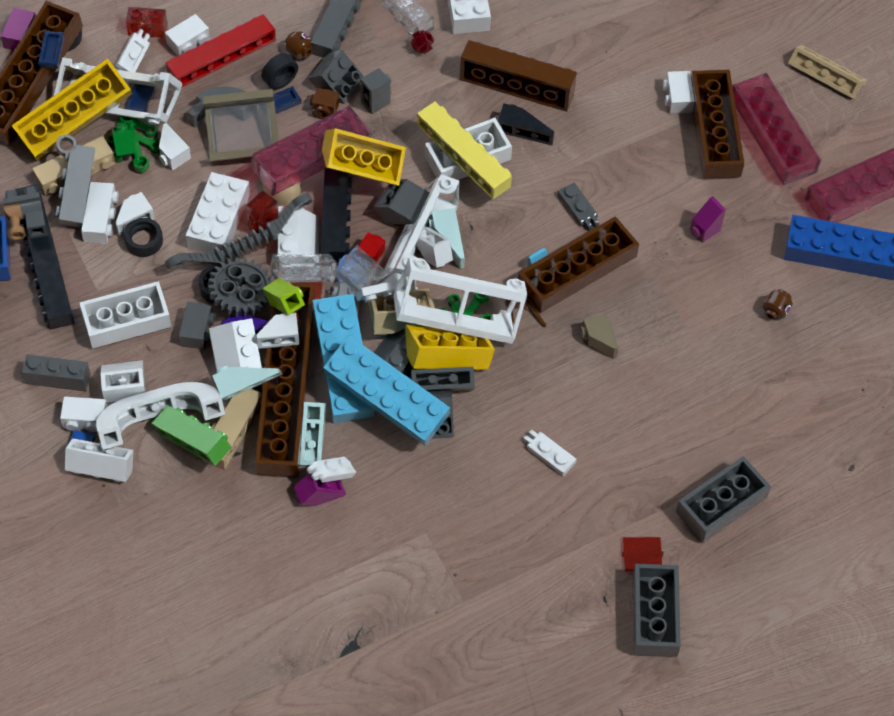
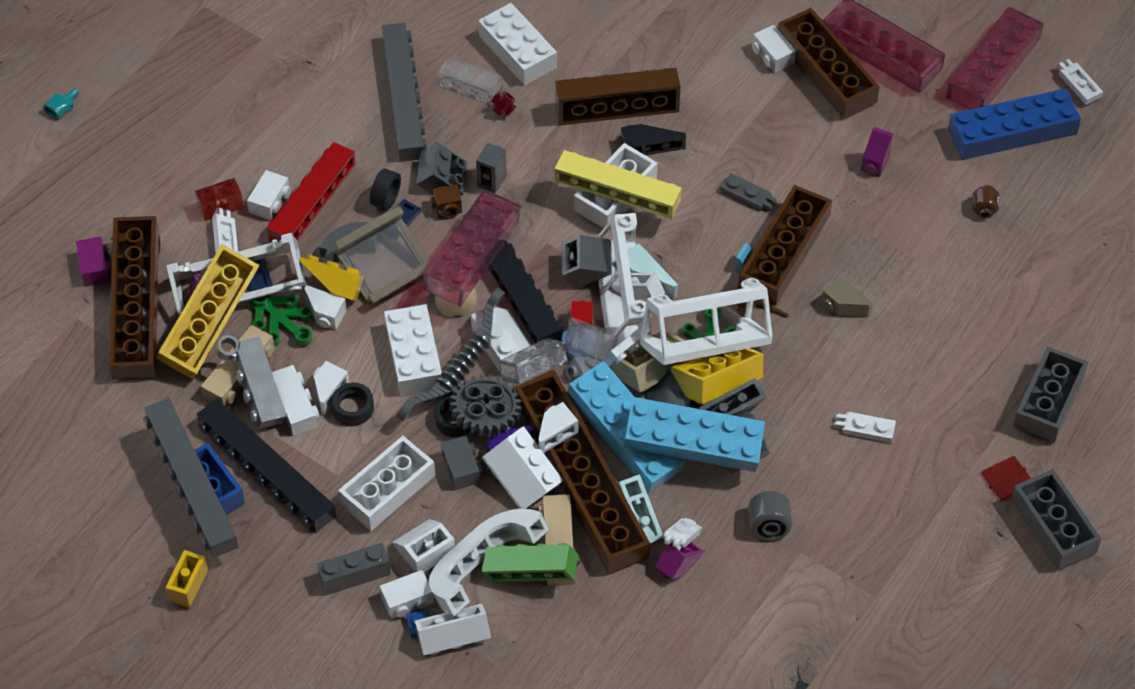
camera: 25 degrees left, 5 degrees down
(21, 208) = (224, 424): dark grey hips -> none
(51, 49) = (151, 262): dark blue tile -> none
(123, 139) = (273, 318): green slope -> none
(192, 130) = (337, 280): none -> yellow slope
(240, 379) = (545, 488): light aqua slope -> none
(261, 210) = (458, 328): clear red brick -> none
(284, 296) = (540, 392): lime brick -> none
(299, 45) = (386, 157): reddish brown head -> none
(363, 156) = (530, 229): yellow slope -> none
(415, 489) = (769, 516): none -> dark grey head

